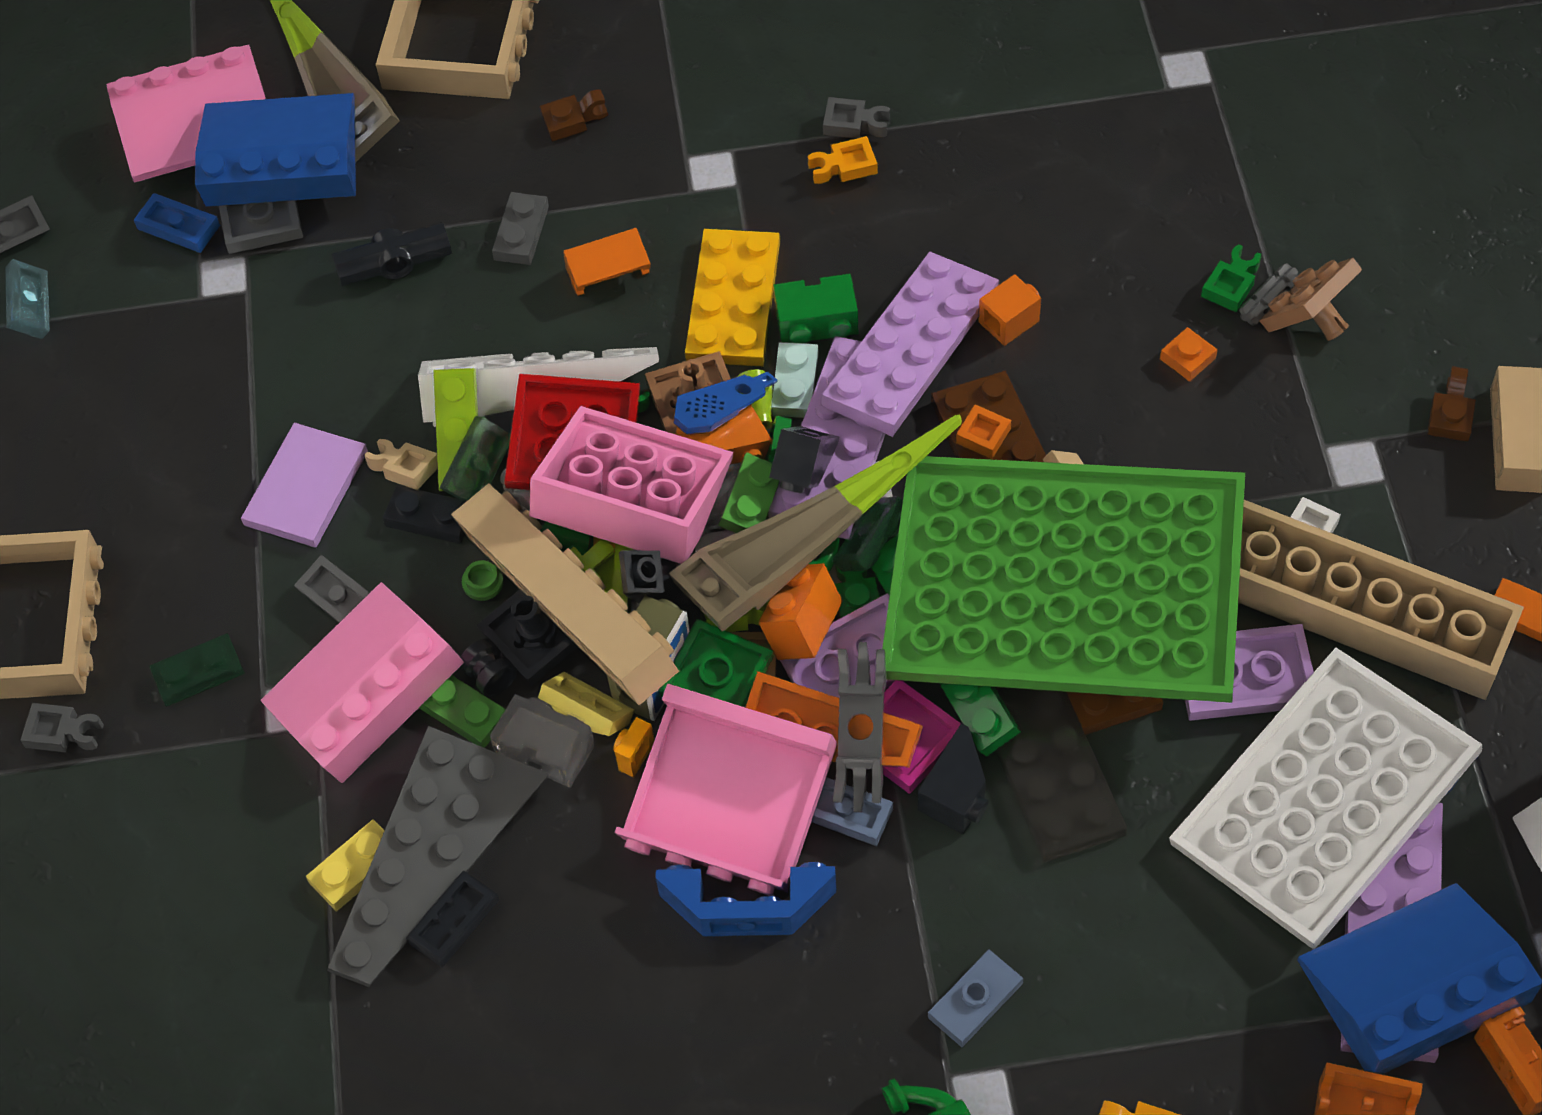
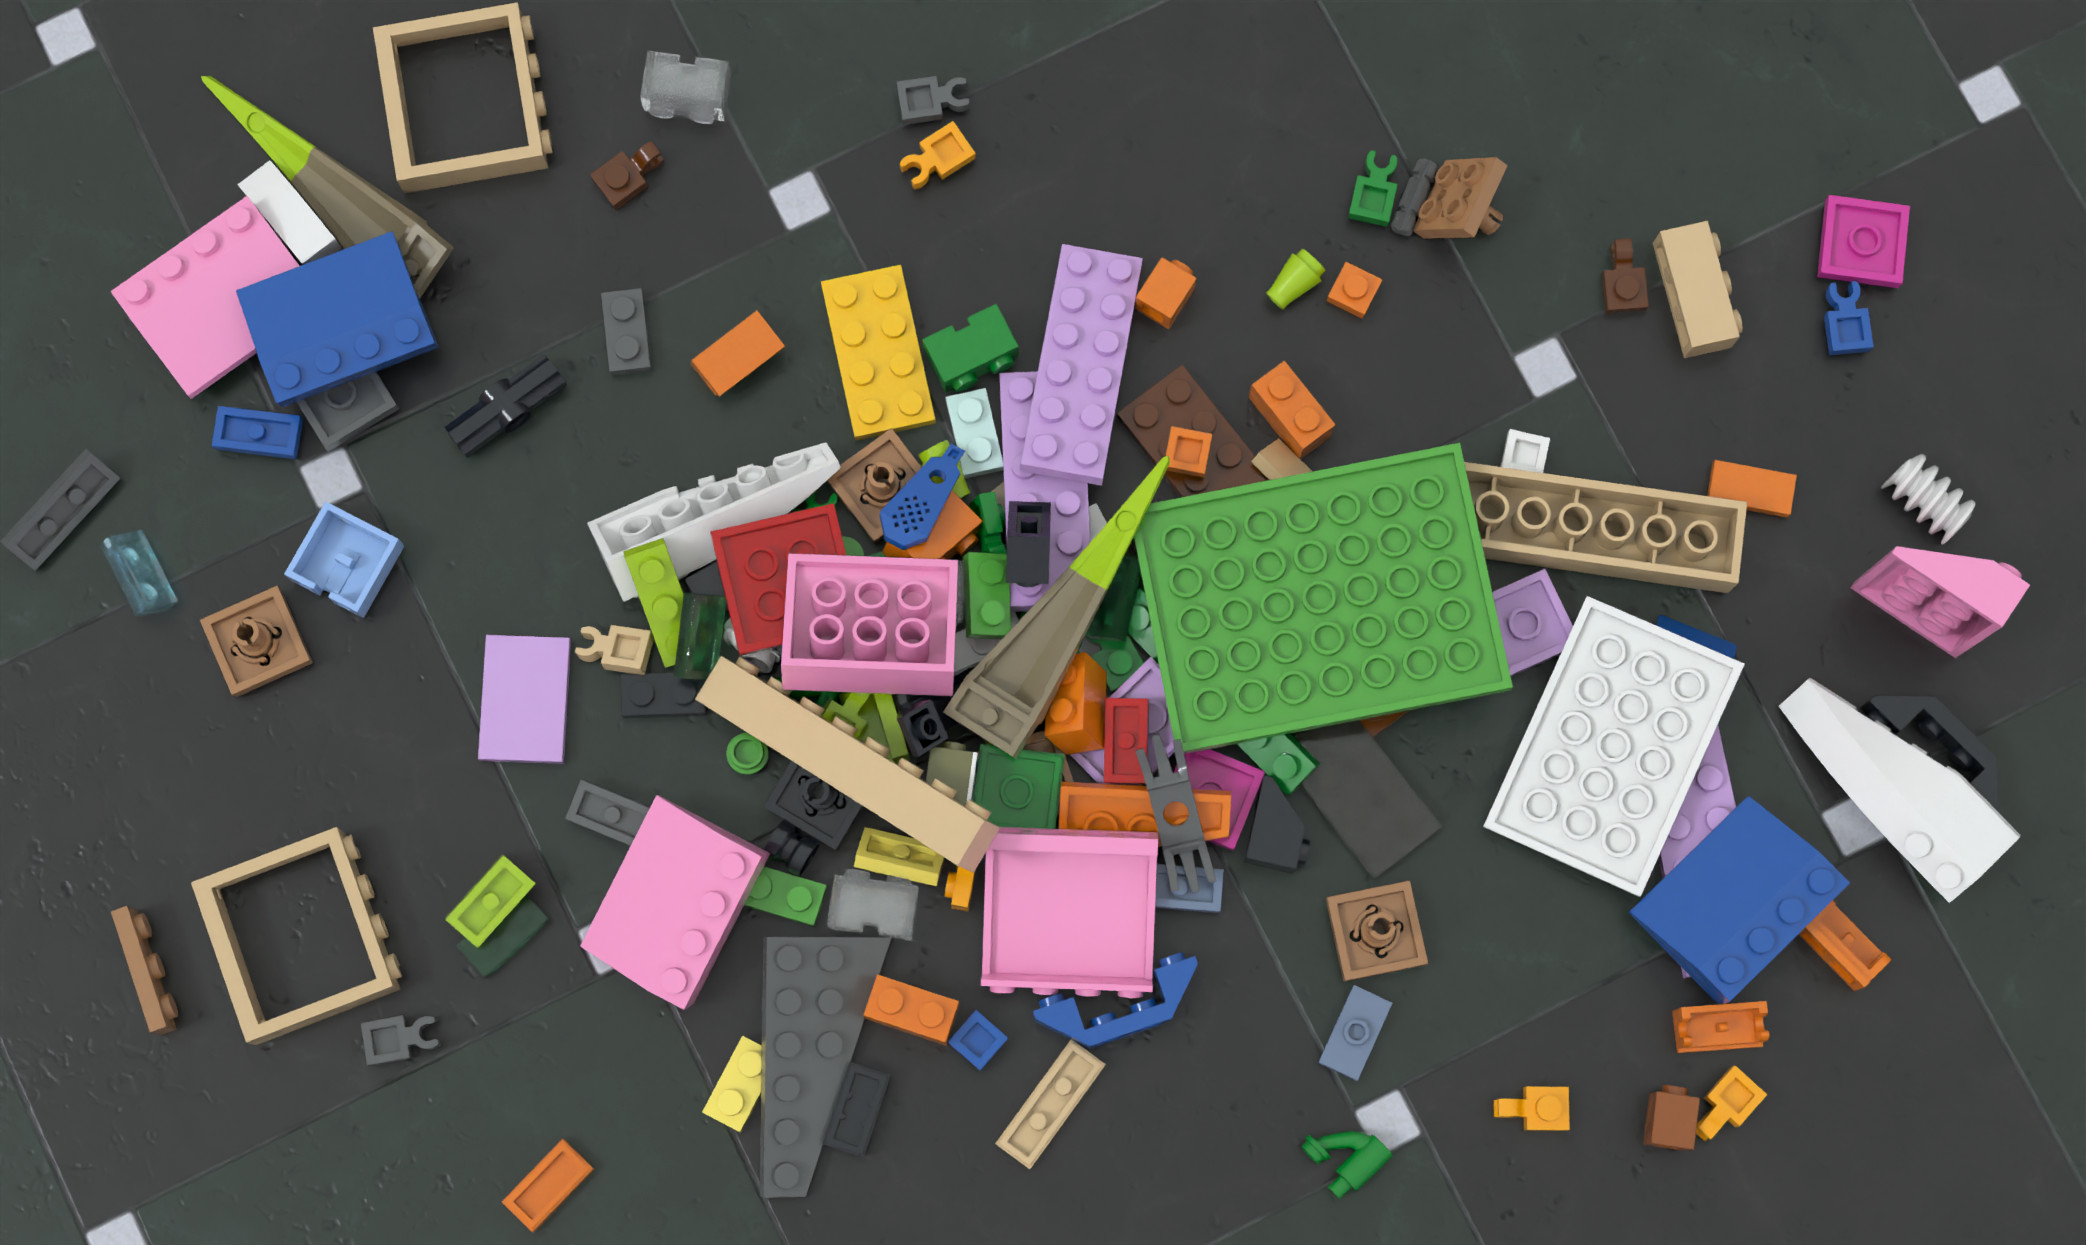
camera: 25 degrees left, 20 degrees up
(96, 366) = (254, 638): none -> medium nougat plate
(134, 901) = (548, 1185): none -> orange tile
(193, 629) = (490, 901): none -> lime panel
(200, 331) = (344, 559): none -> light blue piece
(278, 70) = (288, 214): none -> white slope
(541, 840) = (911, 1010): none -> orange brick
(595, 890) = (978, 1040): none -> blue plate
(643, 974) = (1050, 1104): none -> tan tile
(647, 62) = (685, 88): none -> clear brick
(839, 632) = (1124, 733): none -> red plate
(1030, 890) = (1393, 904): none -> medium nougat plate
(1095, 425) = (1291, 410): none -> orange brick
(1137, 328) = (1295, 279): none -> lime cone

